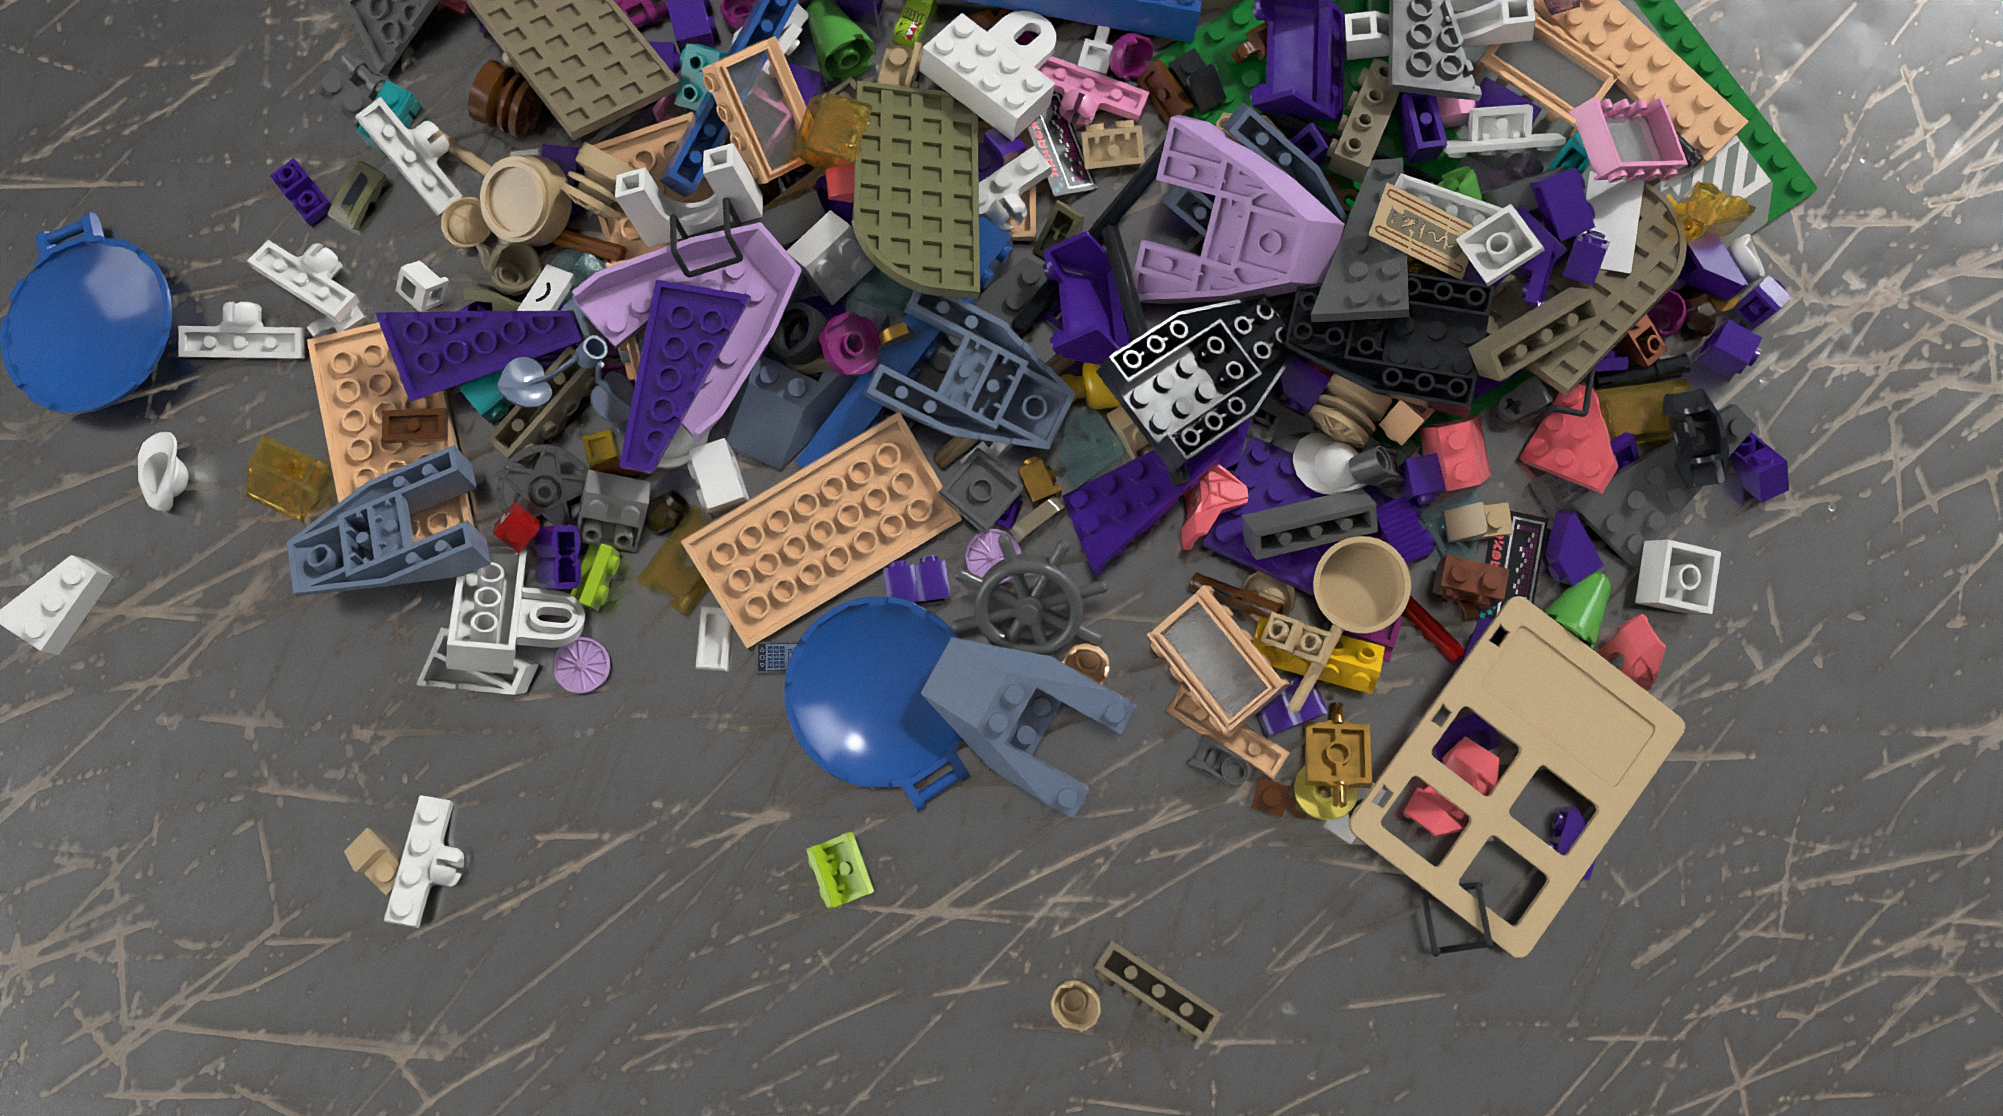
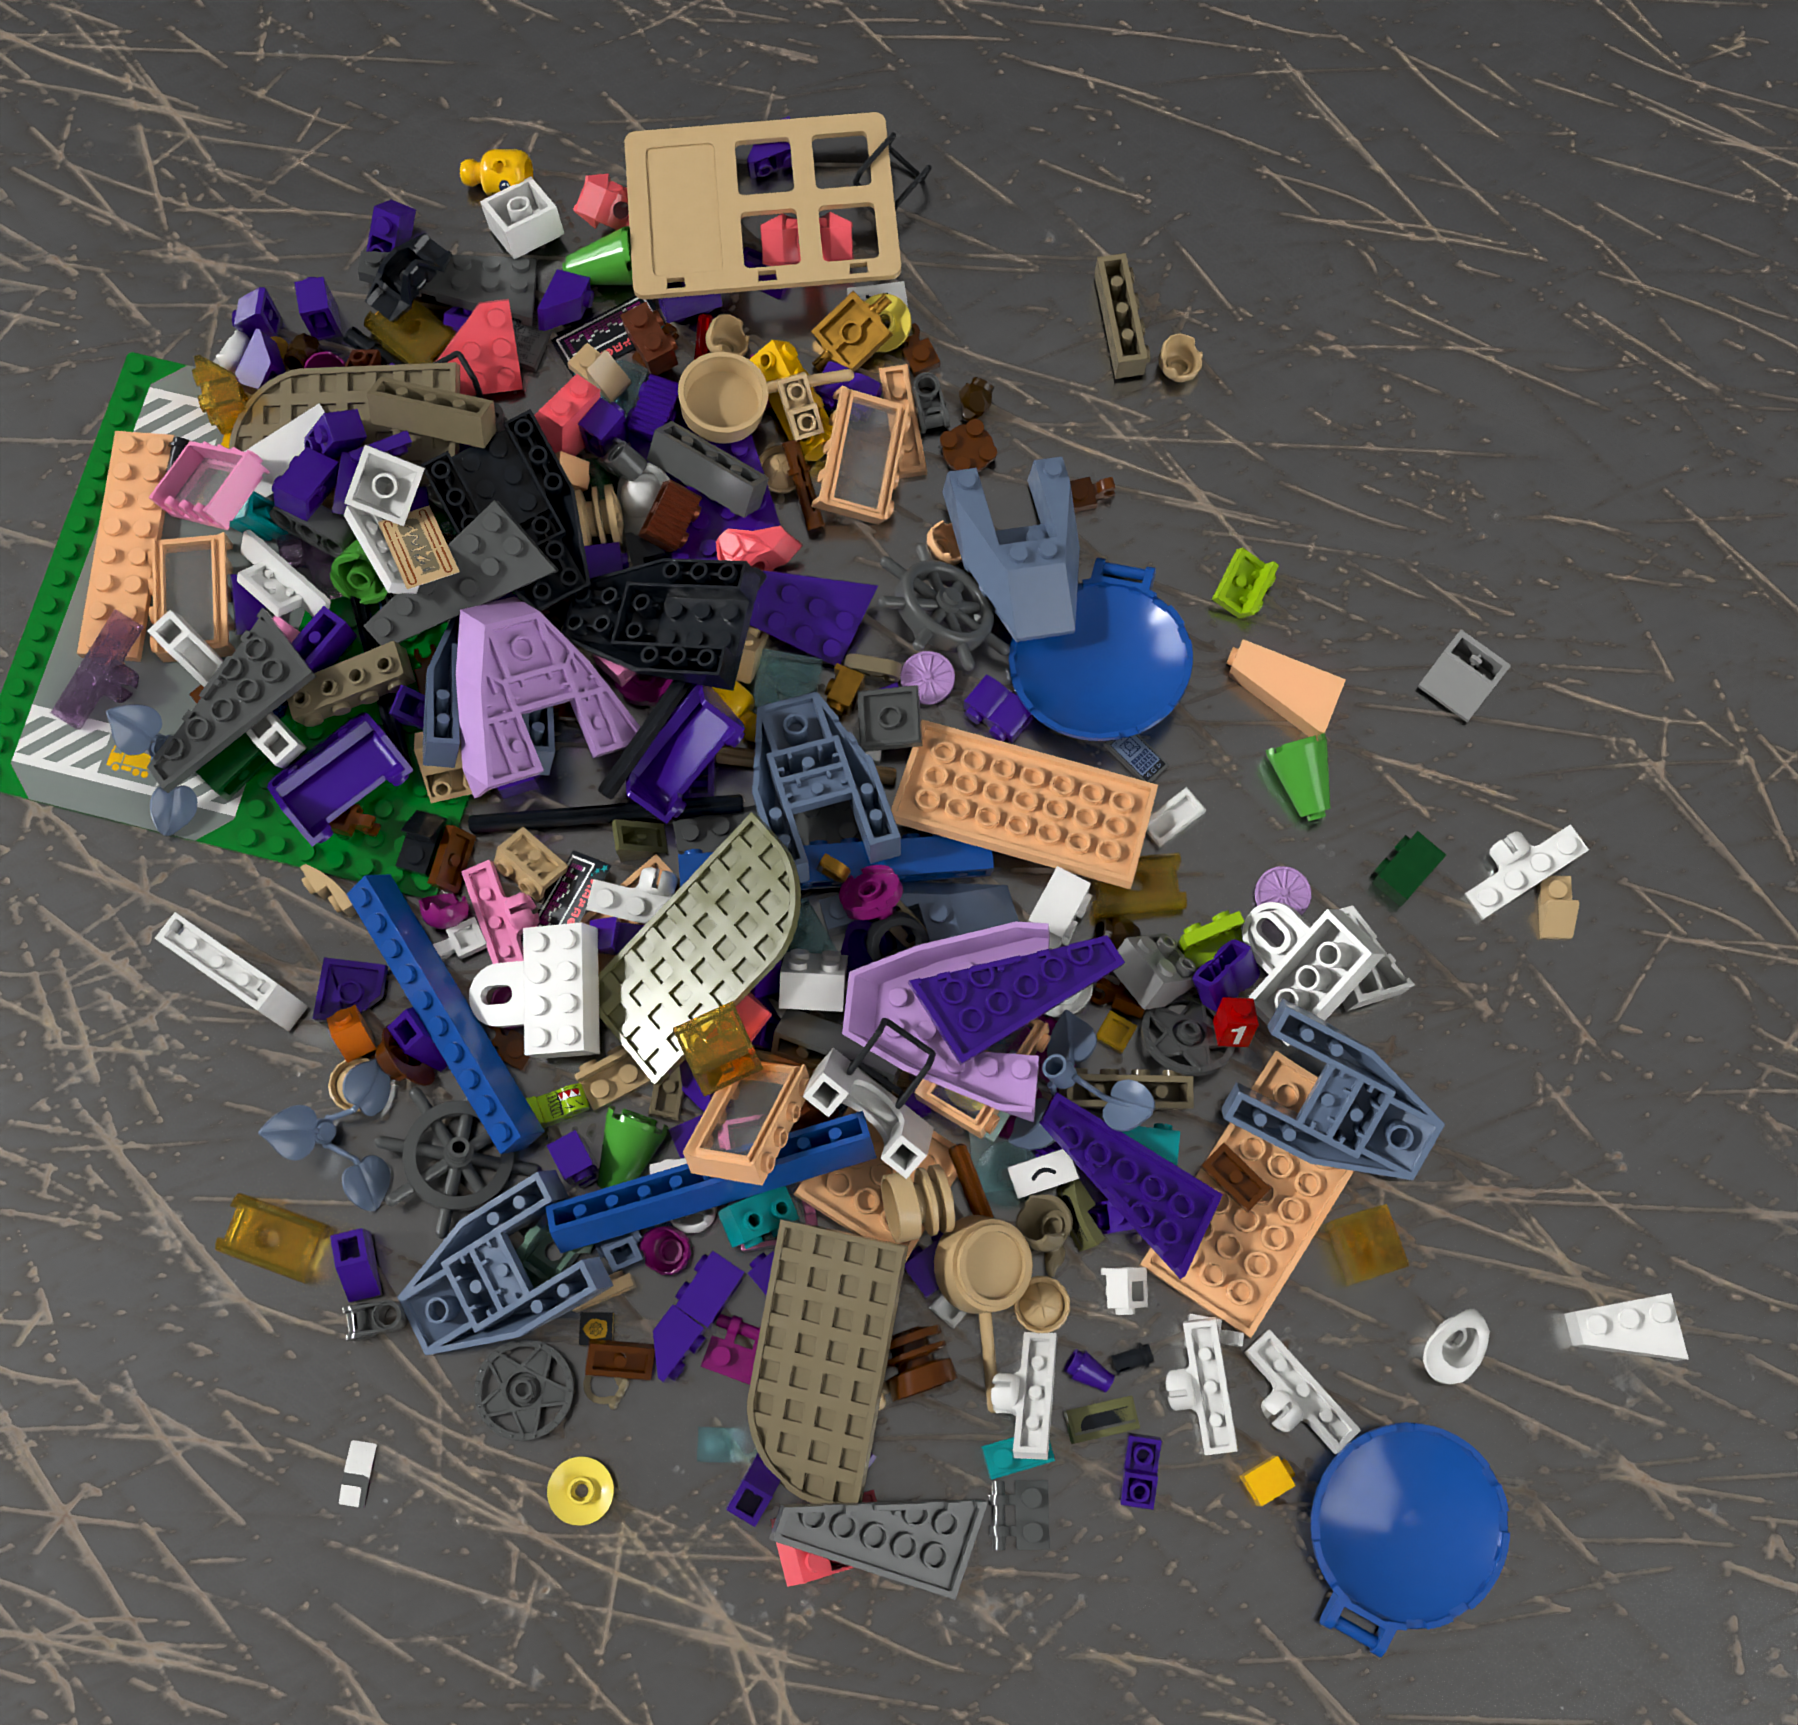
camera: 135 degrees left, 5 degrees down
(211, 265) = (1268, 1480): none -> yellow brick
(374, 251) = (1133, 1359): none -> black pin
(395, 214) = (1087, 1370): none -> dark purple cone
(508, 775) = (1409, 868): none -> dark green brick
(605, 967) = (1464, 675): none -> light grey slope
(651, 765) = (1304, 774): none -> bright green cone
(723, 824) = (1288, 686): none -> light nougat slope
(1033, 816) = (1086, 493): none -> reddish brown plate
(1155, 760) = (968, 446): none -> reddish brown piece
(1191, 803) = (975, 398): none -> dark brown rock
(1295, 465) = (671, 516): none -> copper brick
(1420, 650) = (727, 335): none -> tan hair
(1741, 597) = (497, 170): none -> yellow piece

